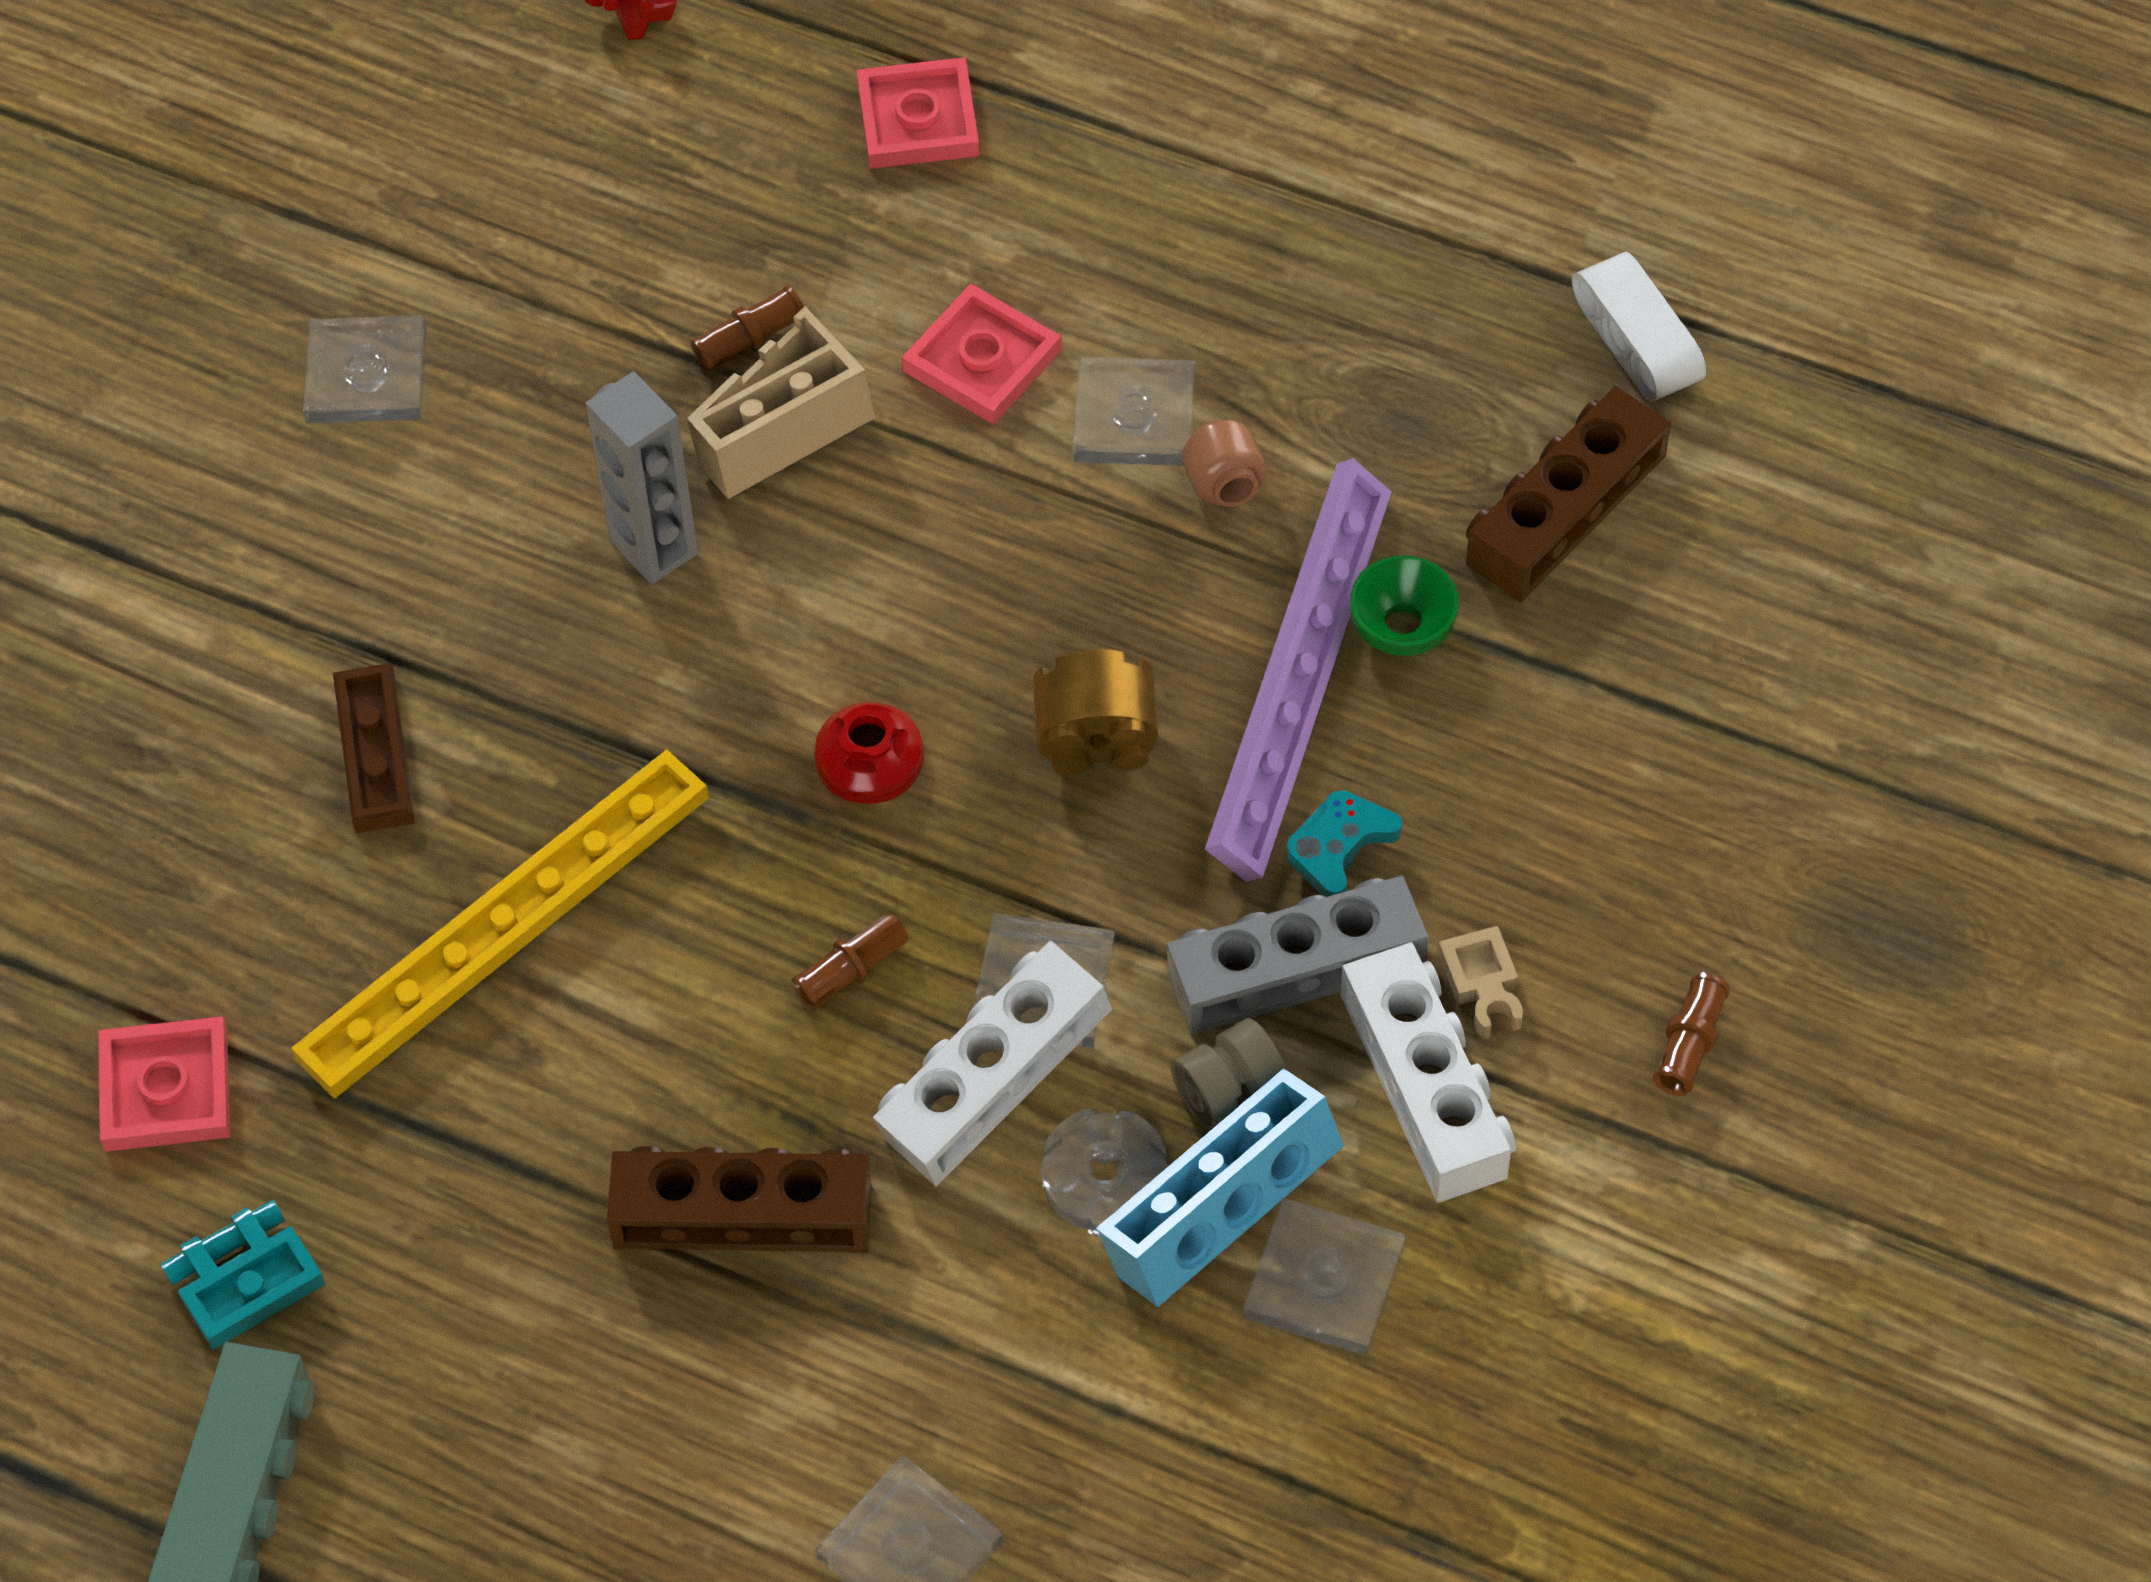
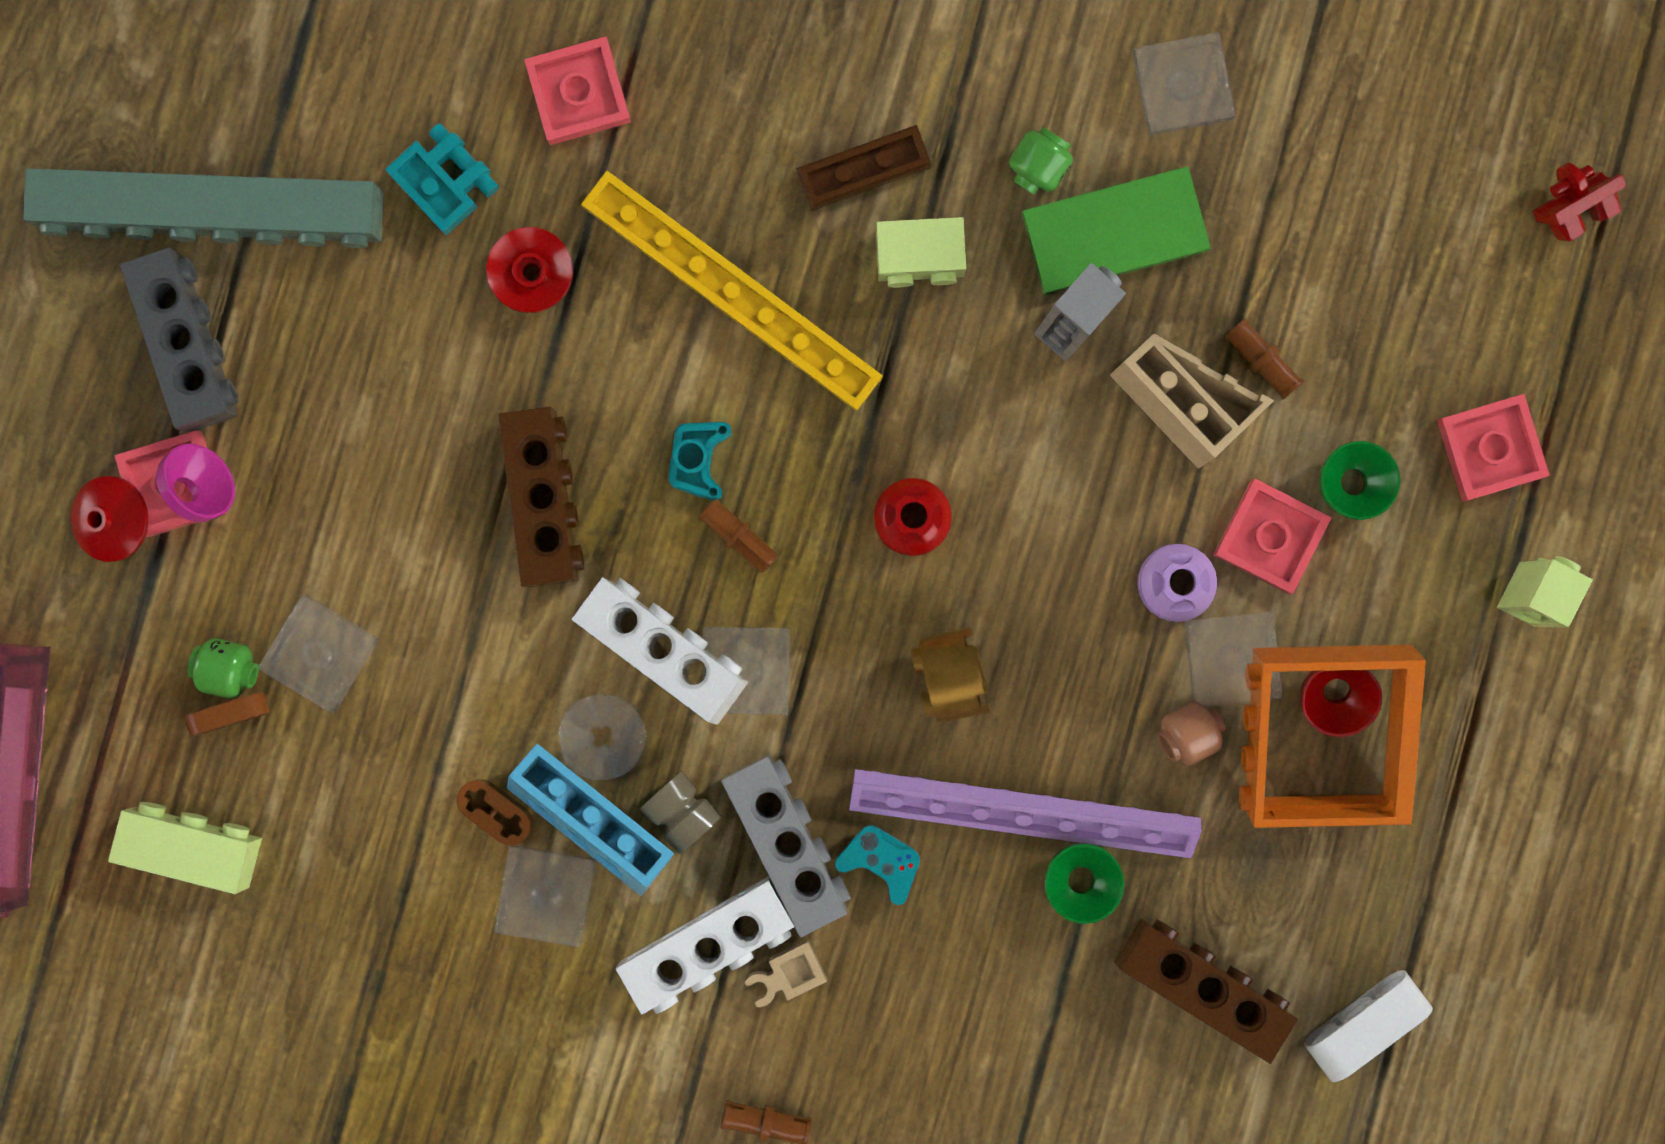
camera: 80 degrees right, 30 degrees up
(400, 1146) = (515, 254): none -> red dish
(422, 532) = (1040, 160): none -> bright green head
(507, 686) = (920, 251): none -> yellowish green brick
(537, 472) = (1117, 229): none -> bright green tile
(727, 1006) = (693, 457): none -> teal piece
(923, 228) = (1379, 475): none -> green piece
(1021, 481) = (1155, 586): none -> lavender piece
(1110, 68) = (1545, 592): none -> yellowish green brick
(1181, 1321) = (488, 820): none -> dark orange beam
(1214, 279) = (1342, 716): none -> red piece
(1277, 235) = (1402, 746): none -> orange window

